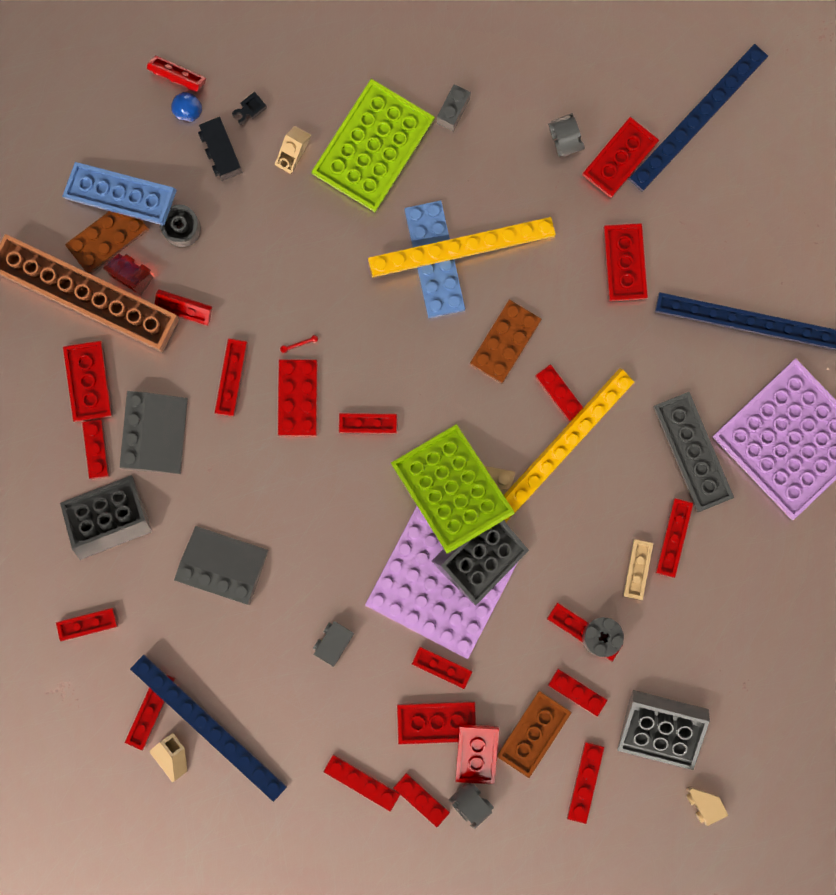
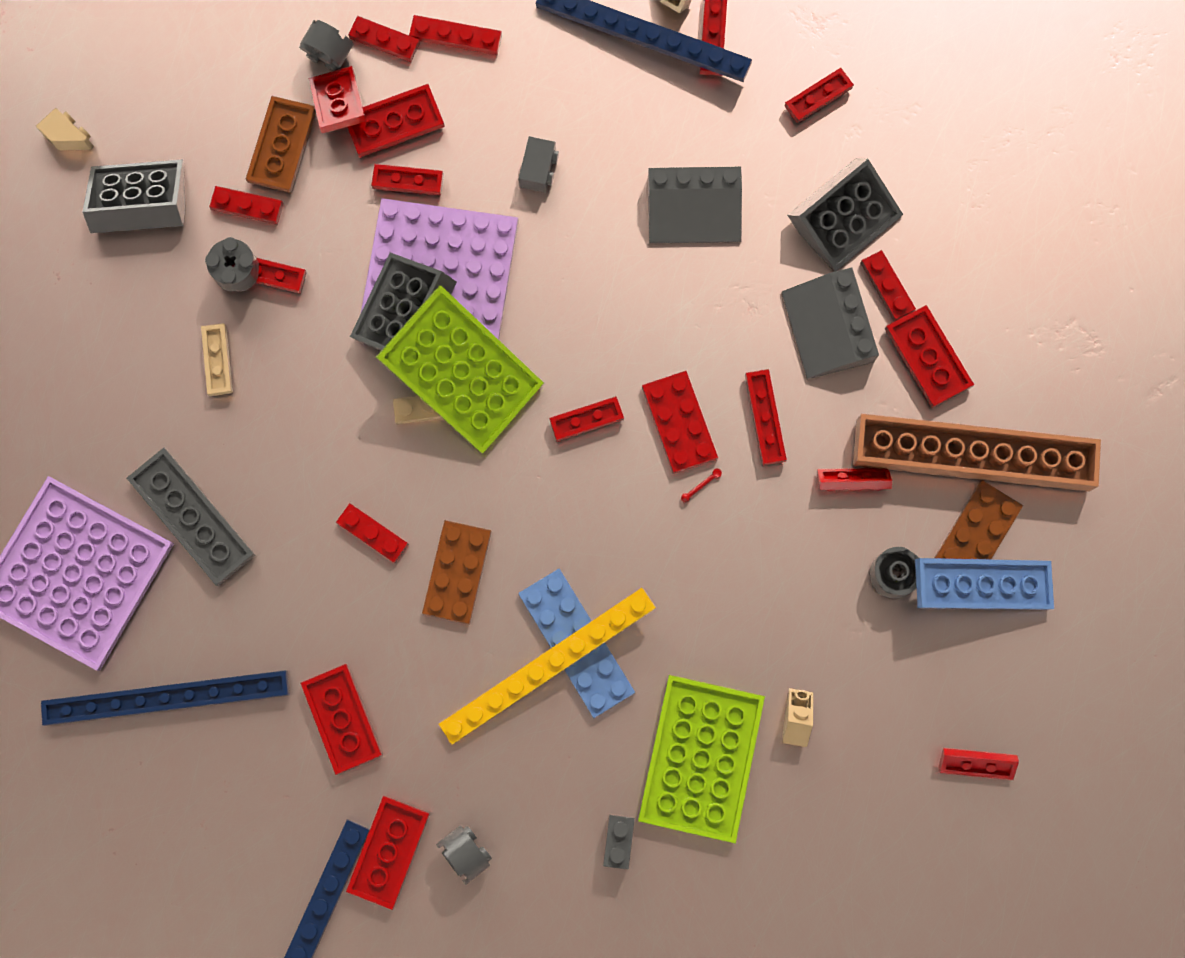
camera: 160 degrees right, 5 degrees down
(128, 273) = (934, 494): clear red slope -> none
(186, 107) = (948, 726): blue hair -> none
(219, 149) = (887, 686): black brick -> none
(251, 106) = (868, 754): black plate -> none
(568, 439) = (345, 478): yellow plate -> none
(585, 783) = (208, 114): red plate -> none
(674, 538) = (184, 409): red plate -> none

